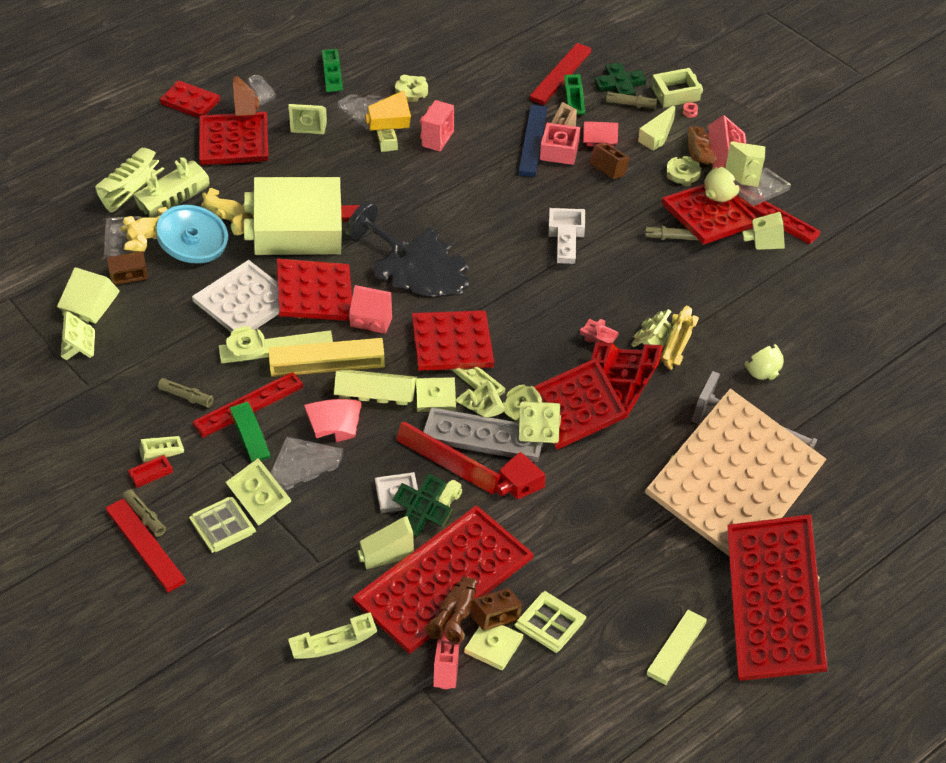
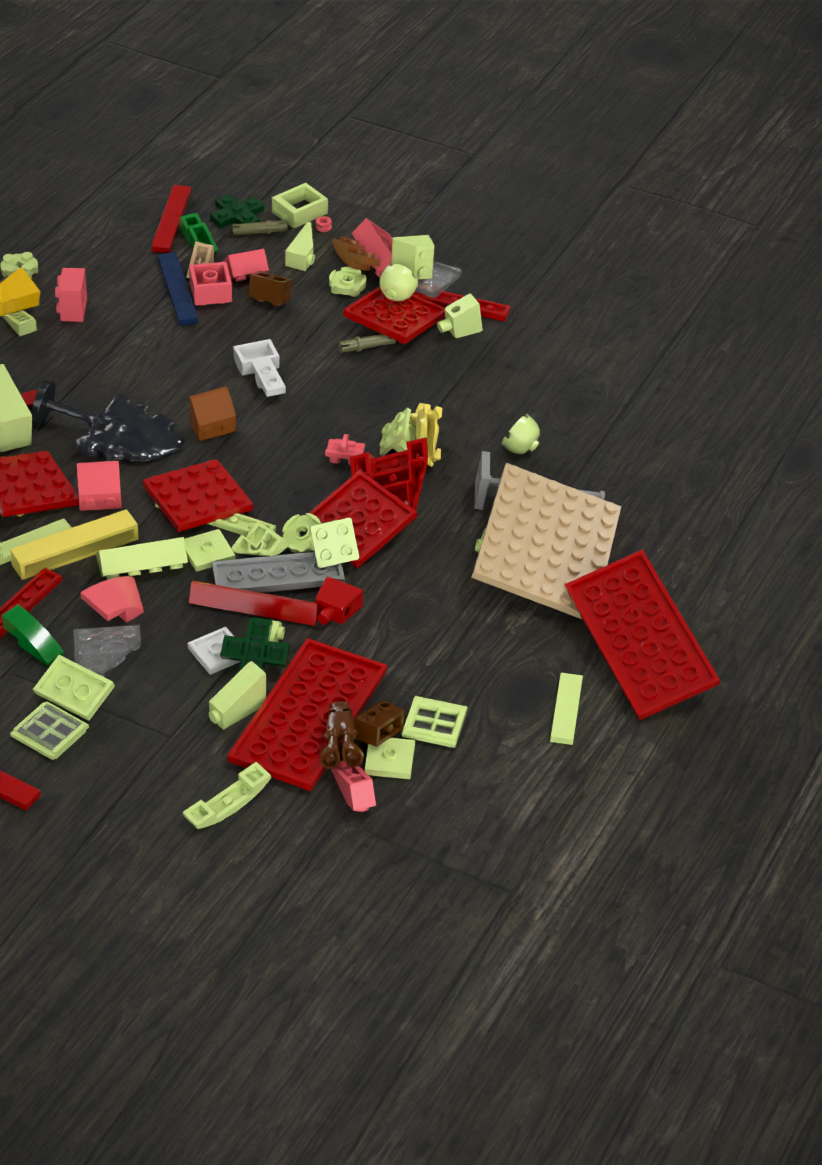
camera: 25 degrees left, 5 degrees down
(499, 267) = (212, 414): none -> dark orange slope

